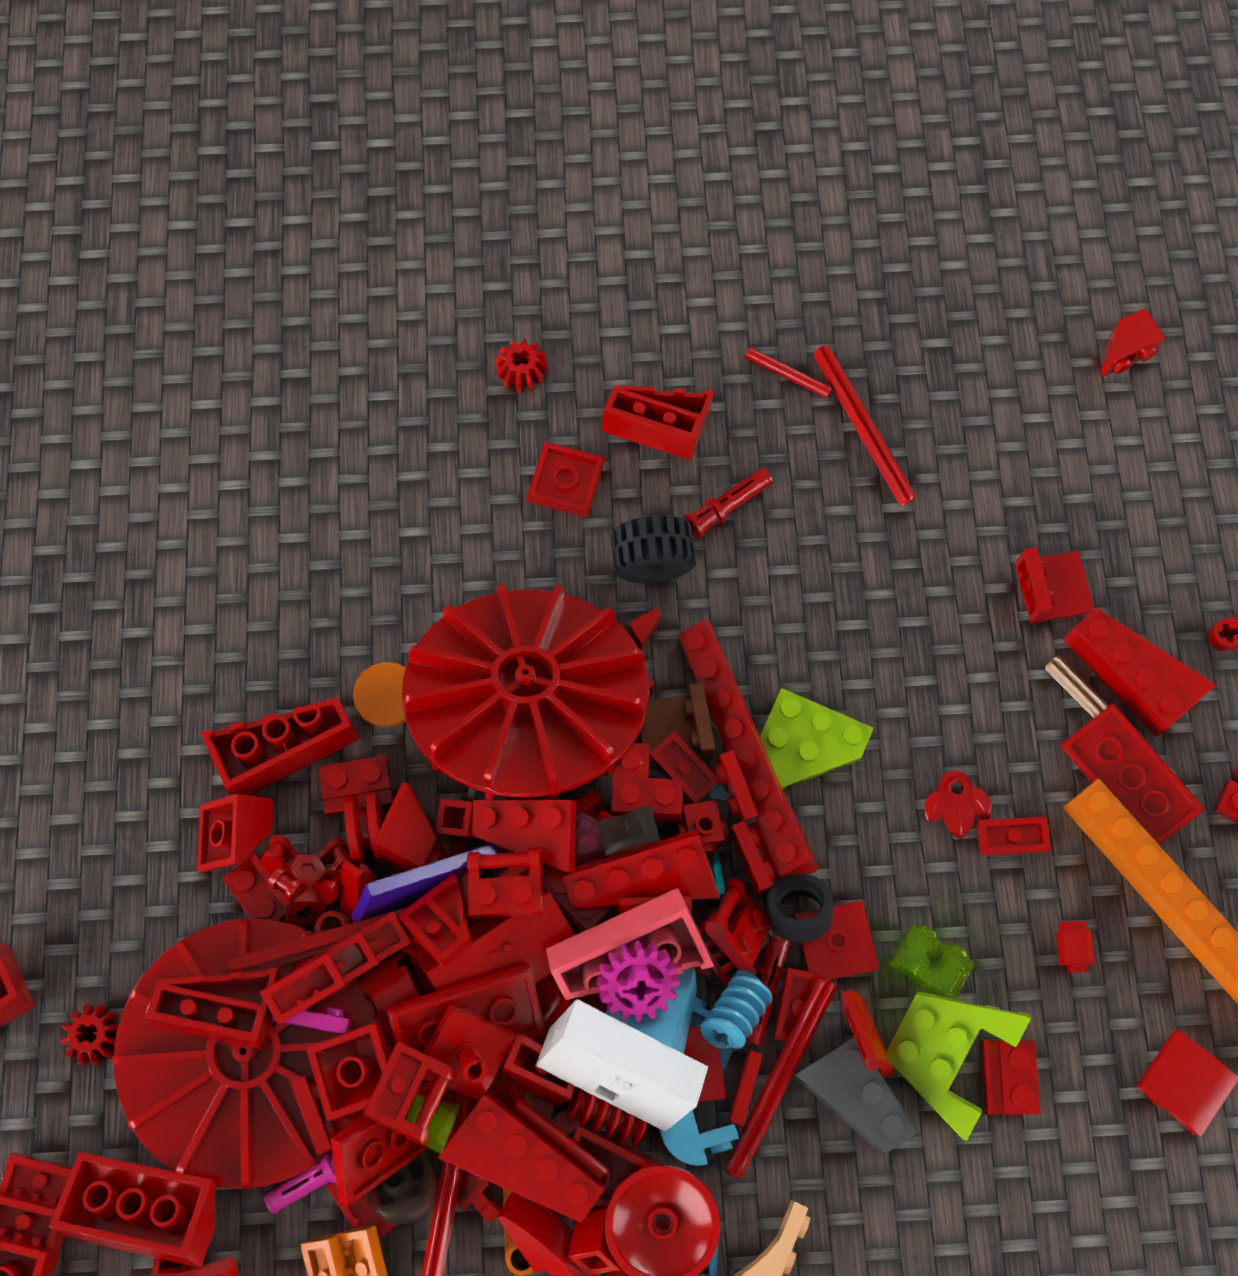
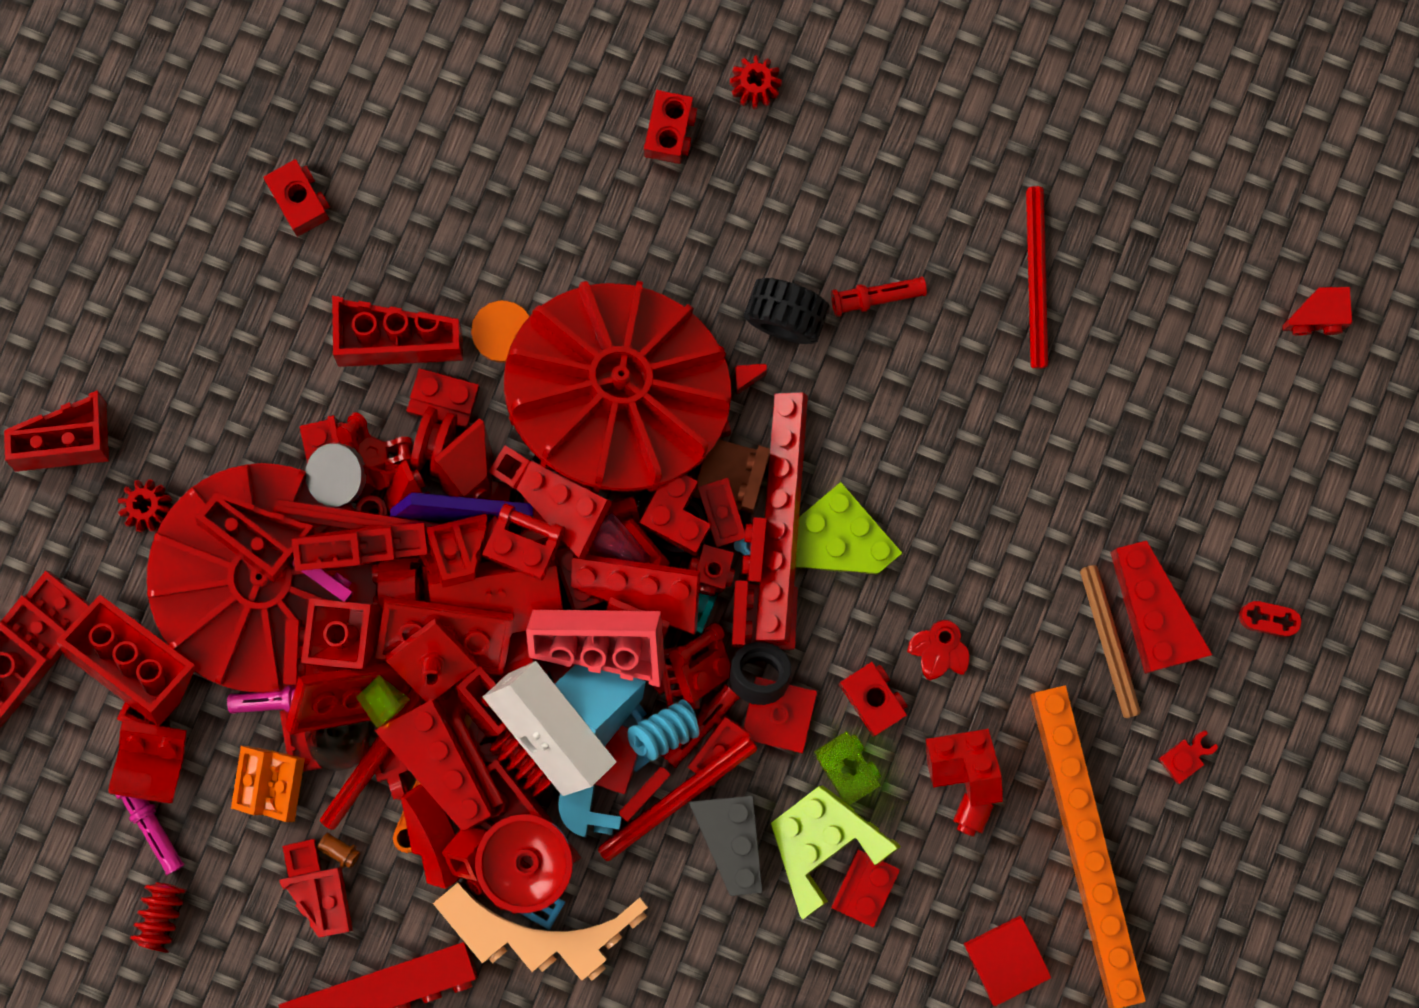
camera: 25 degrees right, 10 degrees up
(112, 642) = (287, 181): none -> red brick
(232, 830) = (324, 390): red slope -> none
(279, 906) = (335, 474): none -> tile
(398, 1088) = (367, 663): red plate -> none
(455, 439) = (663, 126): none -> red brick
(566, 479) = (746, 207): red tile -> none
(623, 978) = (591, 670): dark pink gear -> none
(628, 831) = (643, 546): clear smoke panel -> none
(658, 418) = (853, 191): red wedge -> none
(788, 372) = (994, 197): red bar -> none
(865, 1033) = (762, 798): red slope -> none
(899, 880) = (856, 689): none -> red brick
(1013, 836) = (972, 699): red plate -> none
(1044, 896) = (967, 760): none -> red brick
(1053, 585) = (1126, 502): red bracket -> none
(1133, 773) = (1100, 696): red tile -> none

